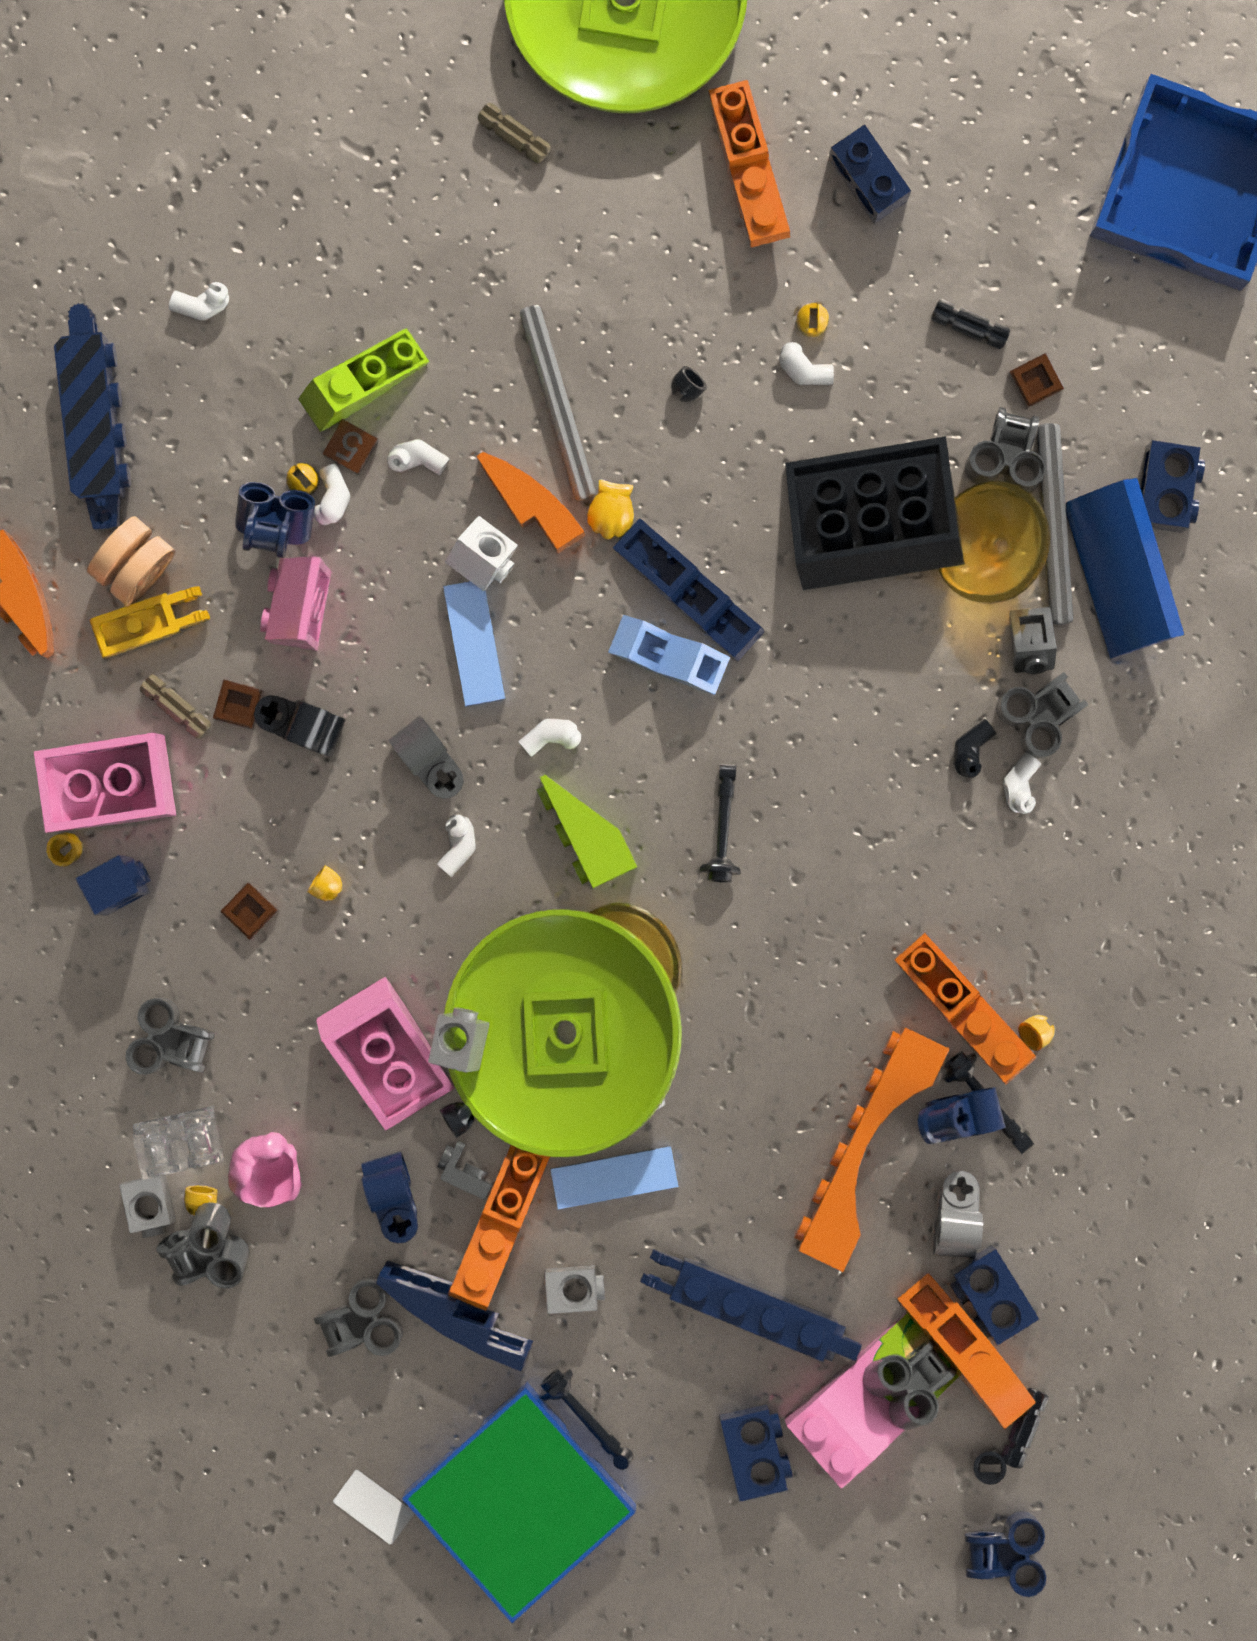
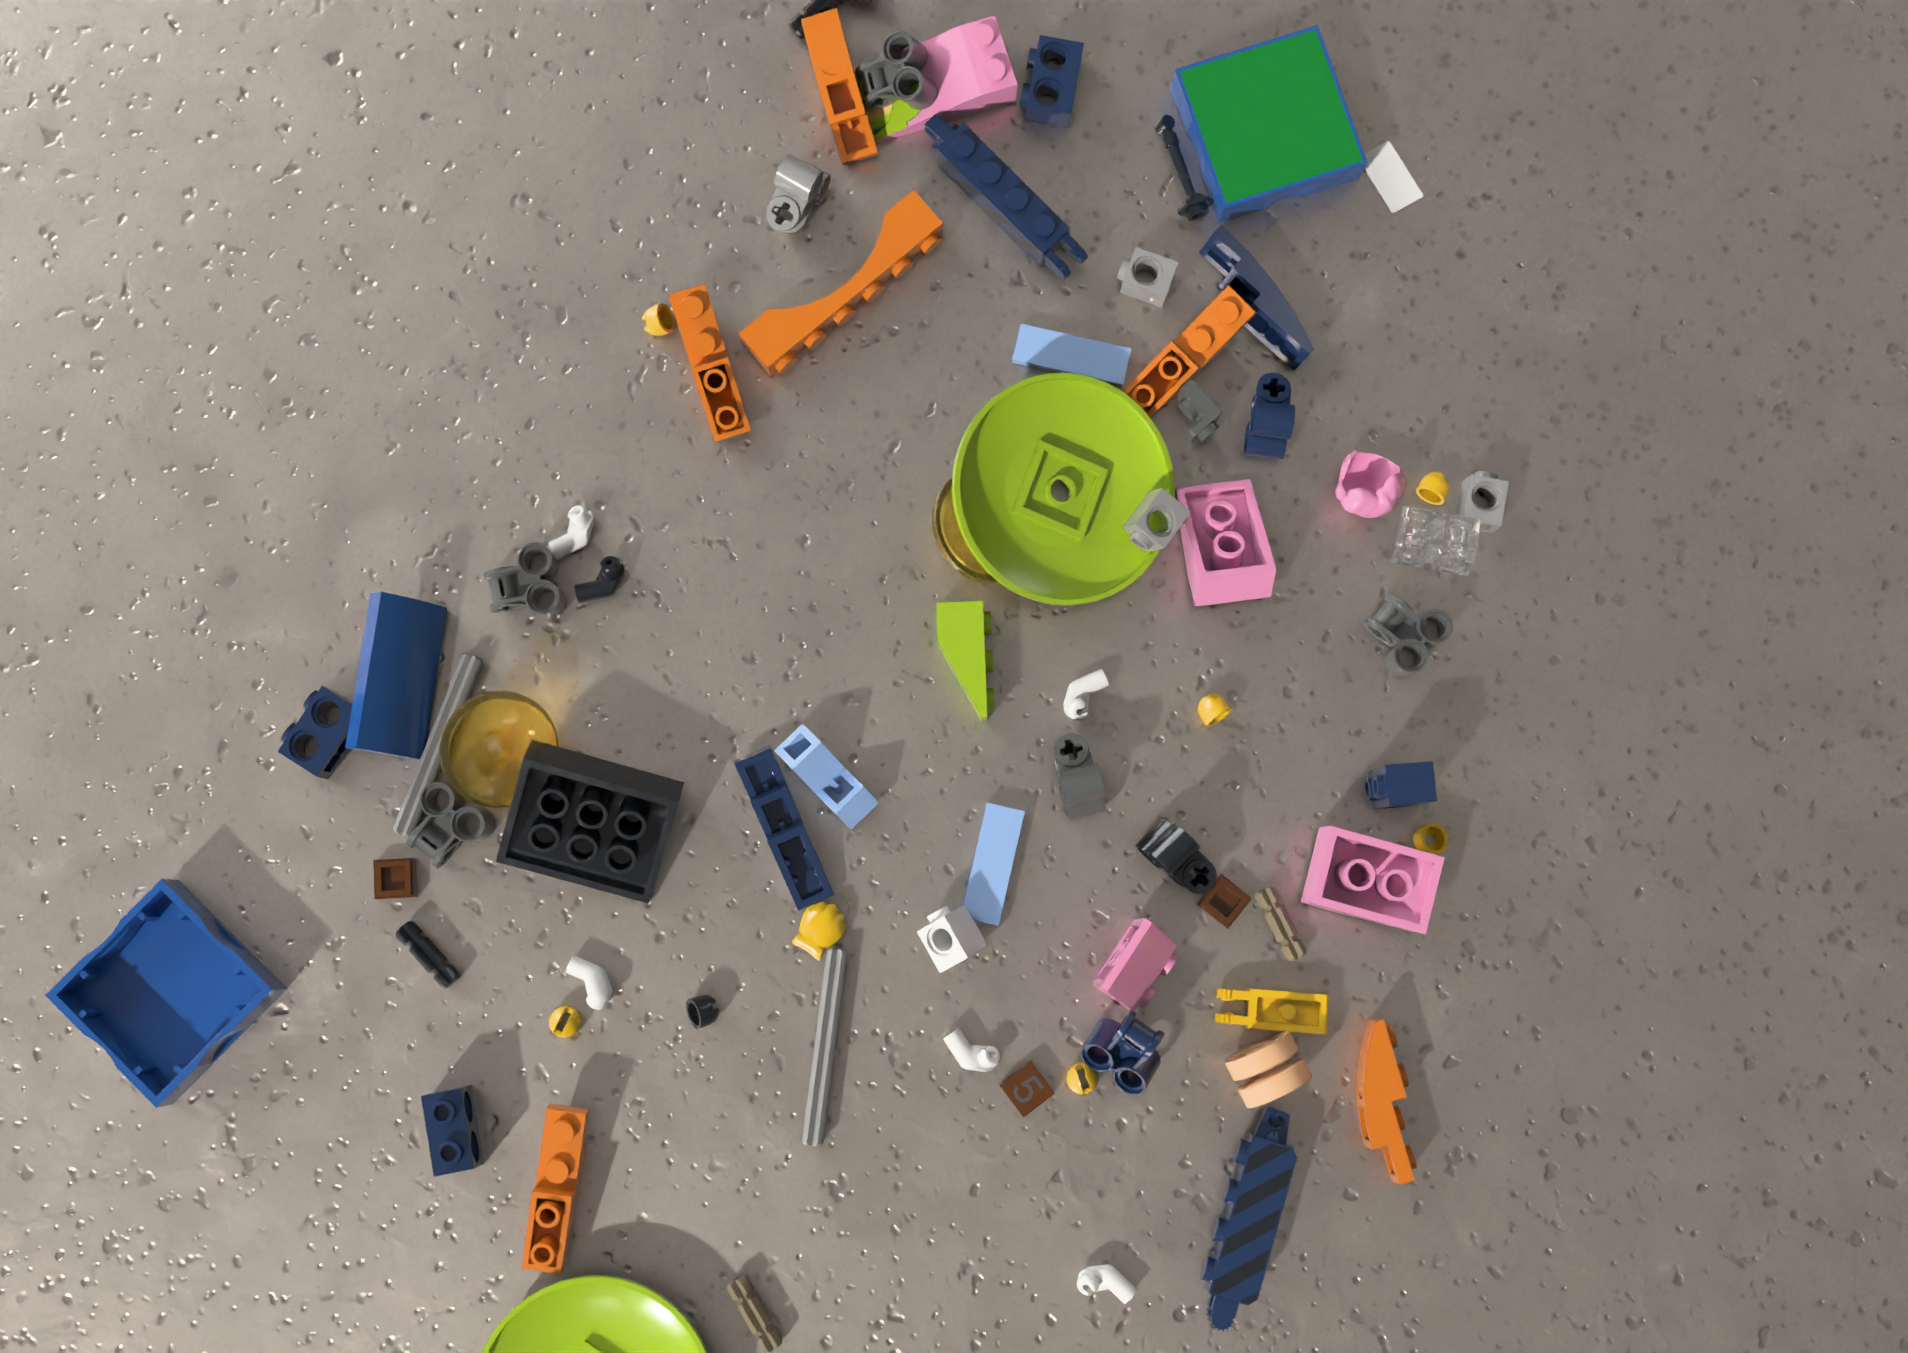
camera: 160 degrees left, 5 degrees down
(204, 1252) = (1447, 441): dark grey piece -> none
(249, 911) = (1289, 716): reddish brown tile -> none
(336, 497) = (1059, 1047): white arm -> none
(357, 1322) = (1345, 329): dark grey piece -> none
(361, 379) = (990, 1145): lime slope -> none
(458, 1118) = (1183, 461): black hinge -> none
(532, 502) = (887, 966): orange slope -> none
(551, 731) = (959, 756): white arm -> none
(720, 867) = (864, 574): black piece -> none
(961, 1069) = (736, 316): black piece -> none
(961, 1116) = (754, 273): dark blue piece -> none
(1001, 1290) = (790, 122): dark blue brick -> none
(1033, 640) = (504, 651): dark grey bracket -> none

